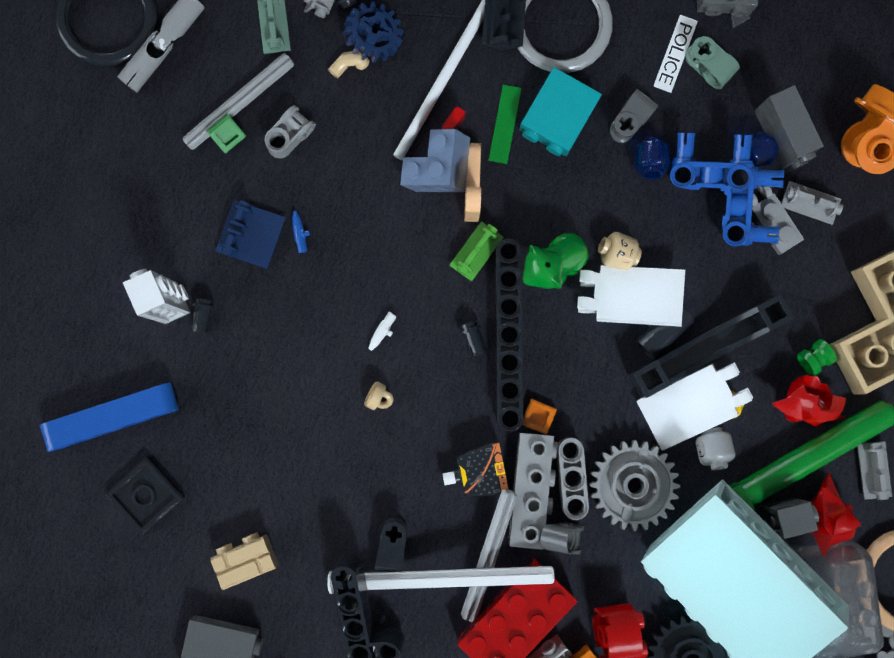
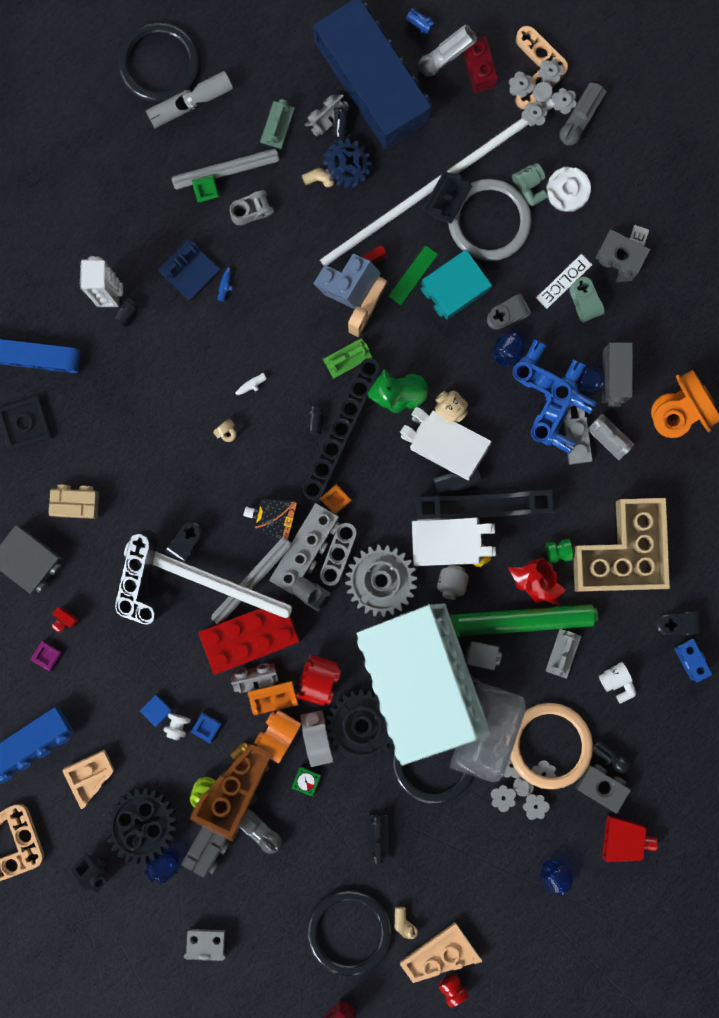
camera: 30 degrees right, 0 degrees up
(836, 517) = (513, 672): red hair -> none

